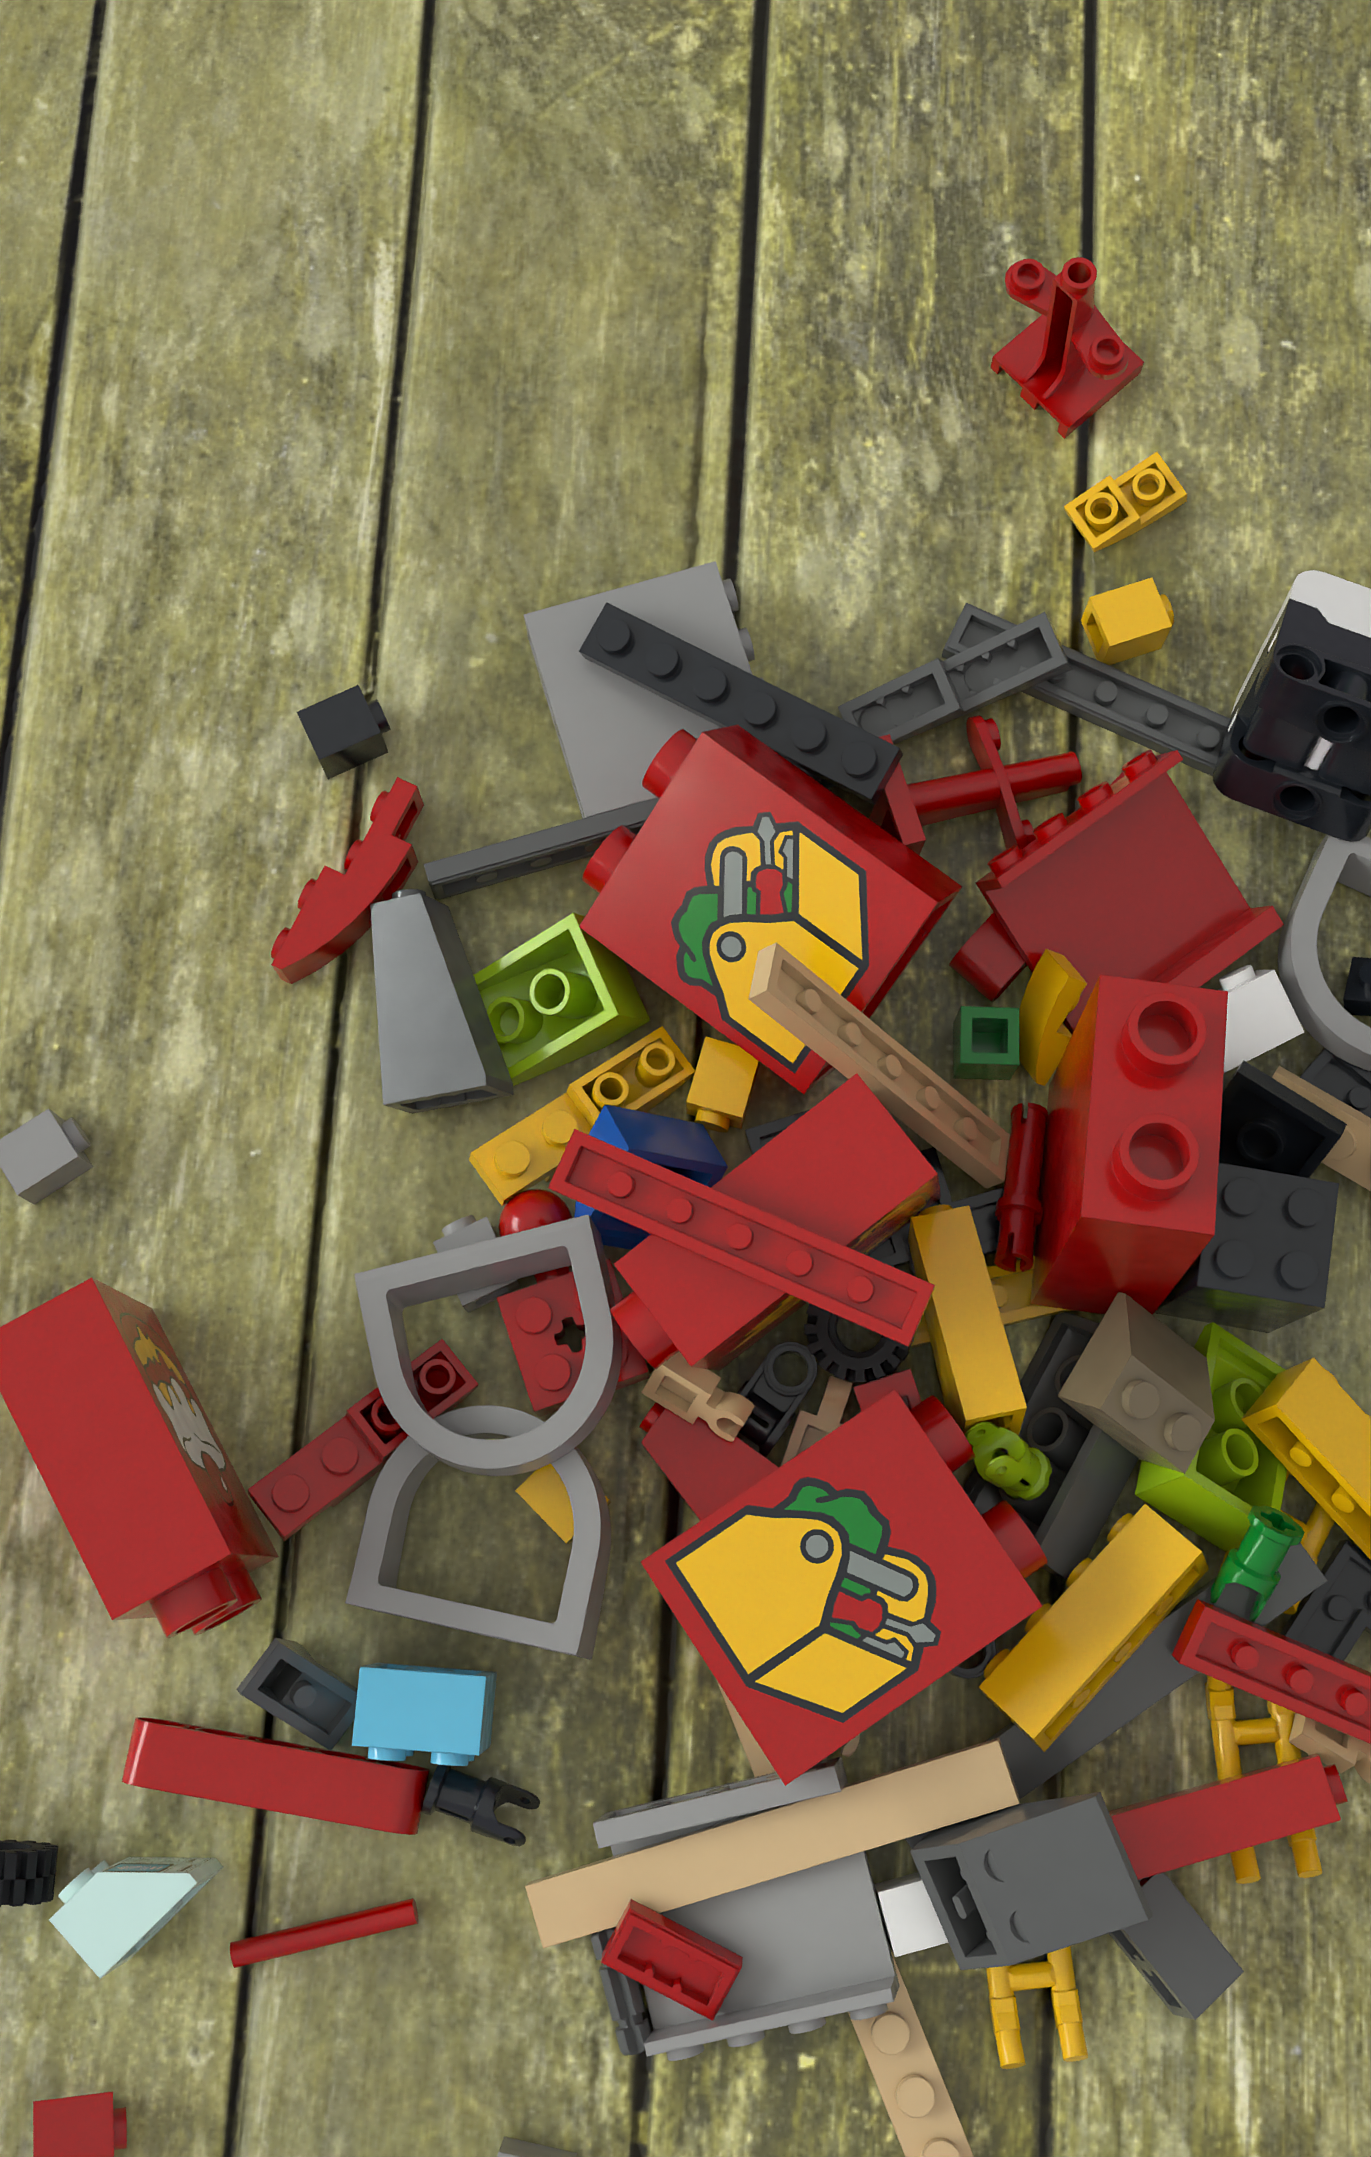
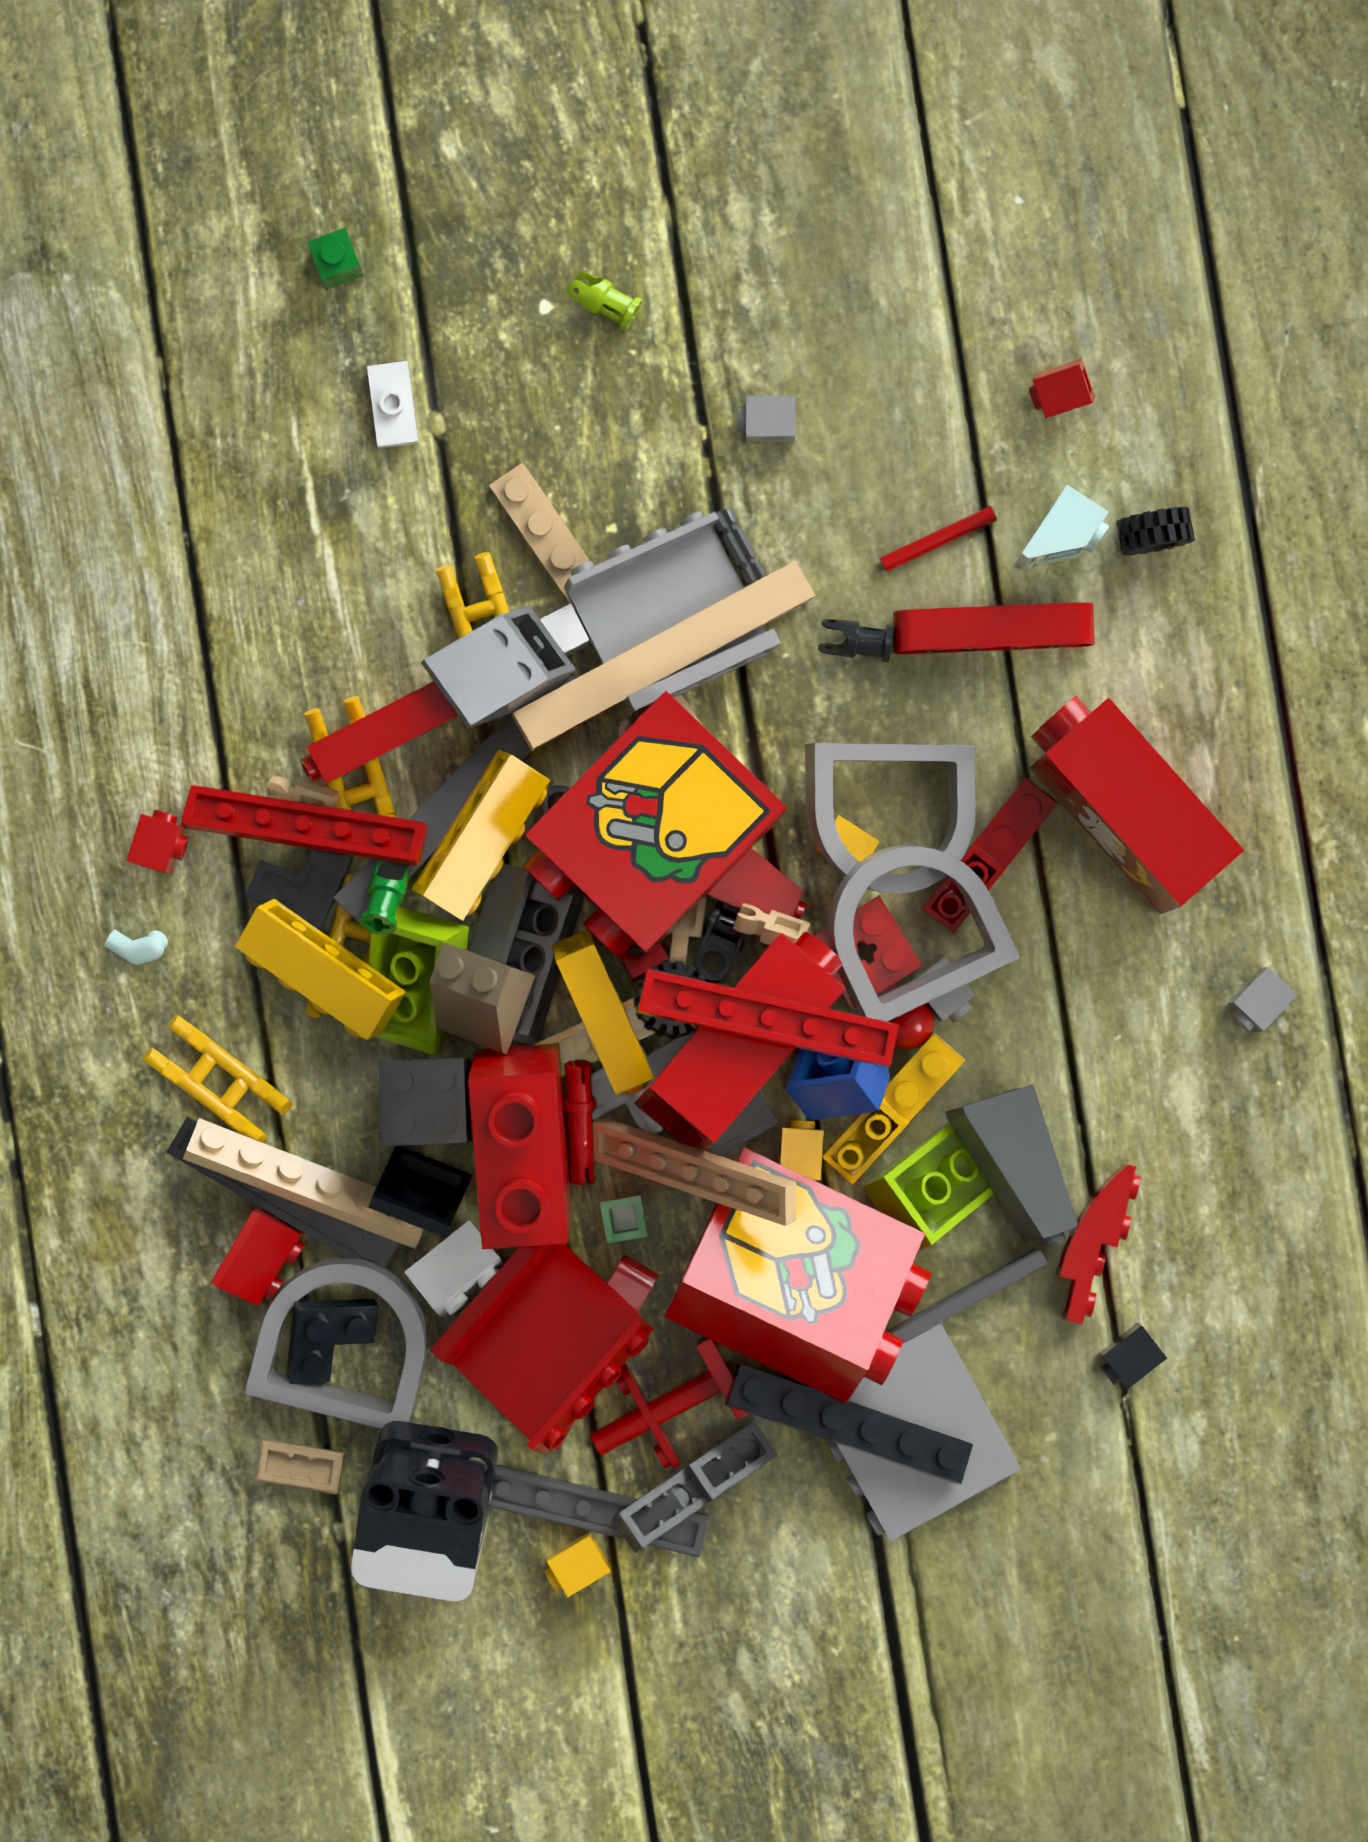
camera: 165 degrees right, 10 degrees up
(301, 1692) = (988, 683): dark grey slope -> none
(424, 1710) = (905, 688): medium azure brick -> none
(672, 1959) = (711, 571): red plate -> none
(1008, 1469) = (557, 927): lime piece -> none
(1045, 1005) = (588, 1248): yellow slope -> none
(1070, 353) = (662, 1775): red piece -> none
(1126, 504) = (595, 1665): yellow slope -> none
(1177, 1951) = (392, 648): dark grey hinge -> none

